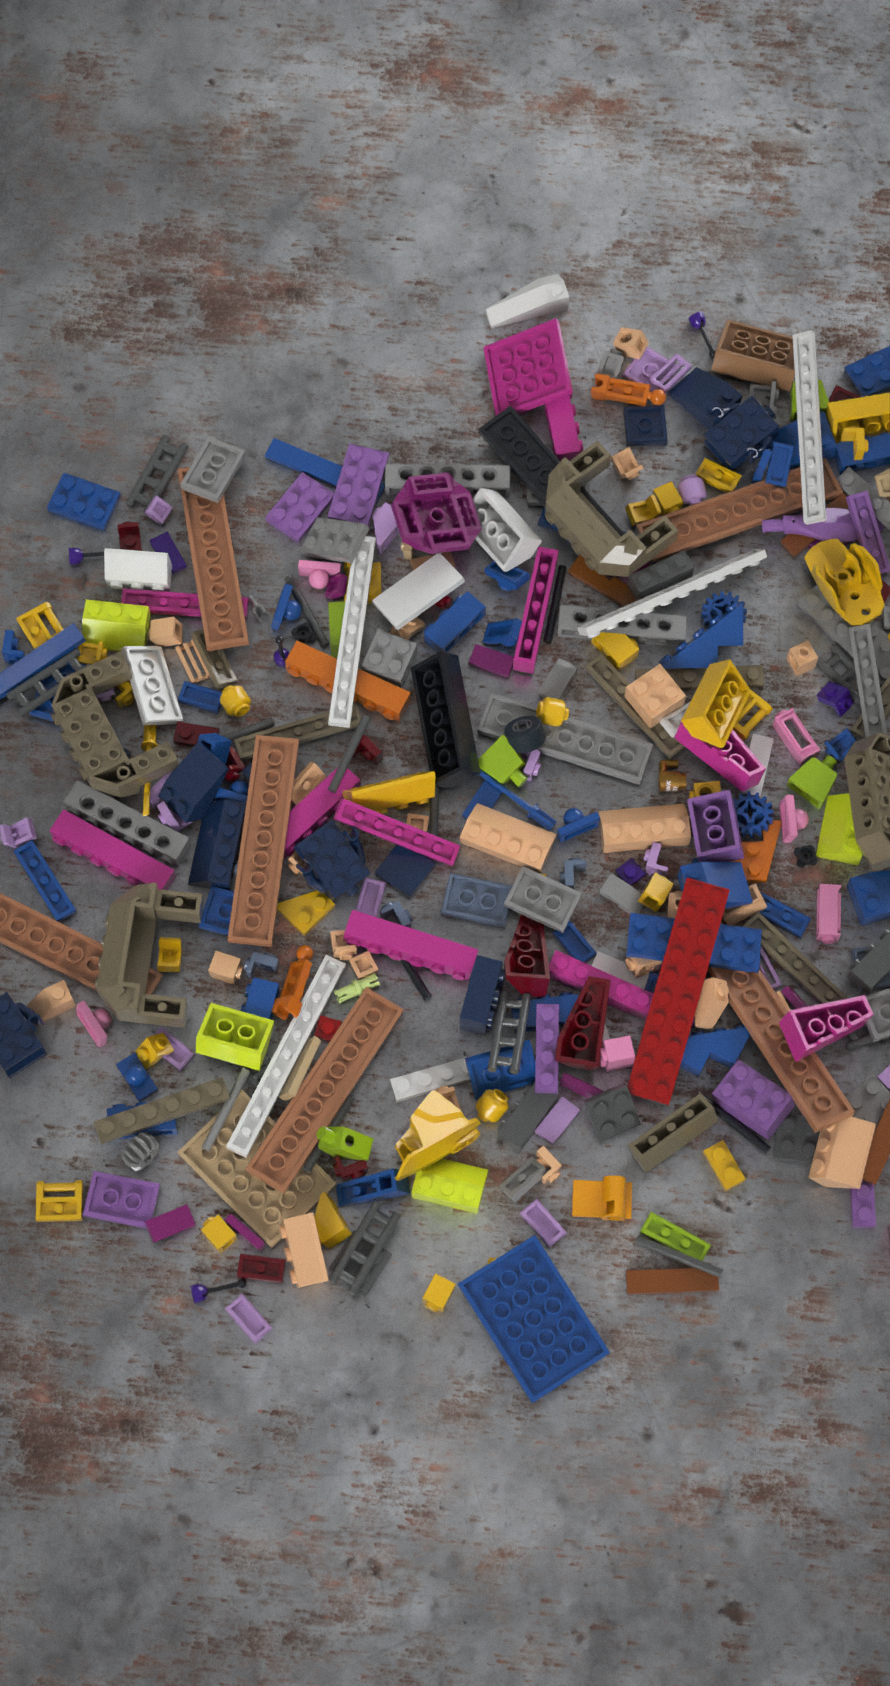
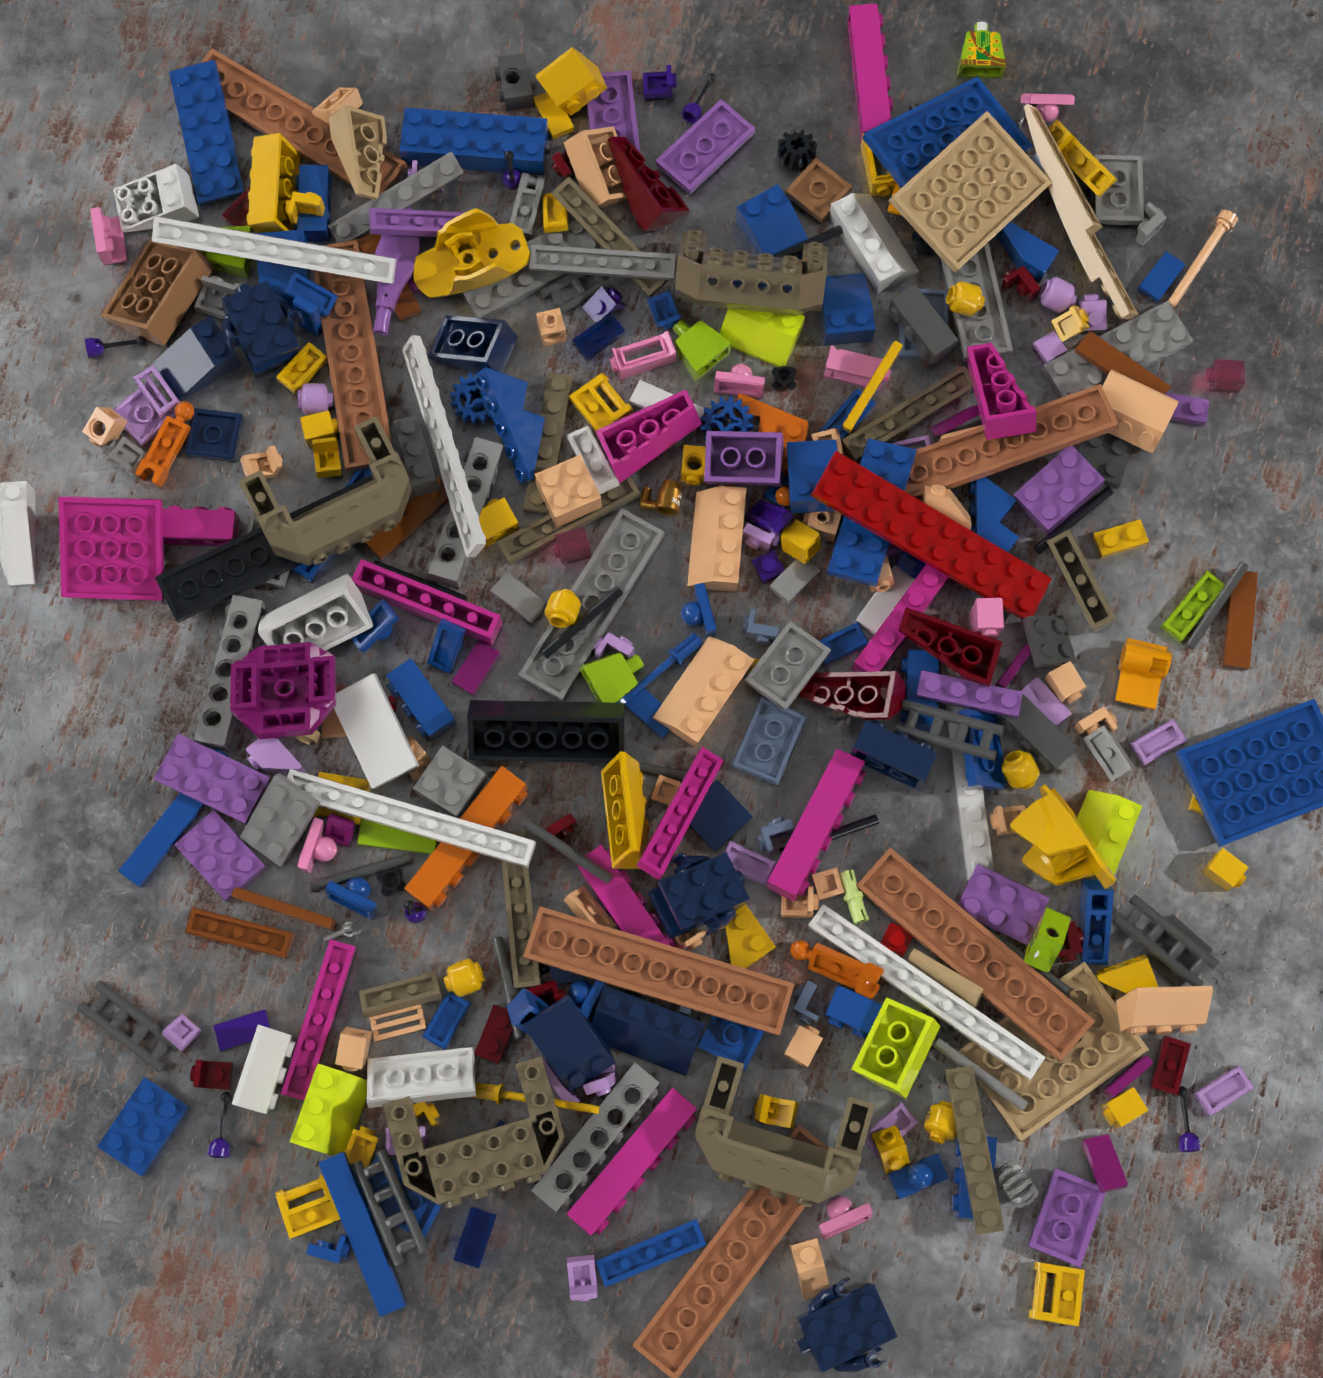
camera: 80 degrees left, 5 degrees up
(37, 750) = (475, 1237): none -> clear blue plate
(180, 1082) = (940, 1123): none -> yellow head
(213, 469) = (147, 952): light grey plate -> none
(214, 570) = (264, 972): nougat plate -> none
(243, 532) = (239, 933): none -> dark orange tile
(265, 562) = (284, 909): none -> dark orange tile
(374, 1106) = (1003, 903): none -> medium lavender plate
(525, 734) = (586, 642): black wheel -> none
(549, 734) = (582, 622): none -> black bar
(578, 1134) = (1065, 683): none -> light nougat brick
(611, 712) = (572, 546): none -> clear pink brick
(671, 861) = (768, 516): none -> dark purple tile
(716, 704) = (596, 424): yellow slope -> none
(771, 602) = (473, 343): none -> dark blue slope
(794, 307) = (108, 238): none -> bright pink bracket
(804, 698) = (598, 337): none -> clear blue plate
(808, 922) = (872, 386): none -> yellow tile
(837, 336) = (160, 194): none -> white slope

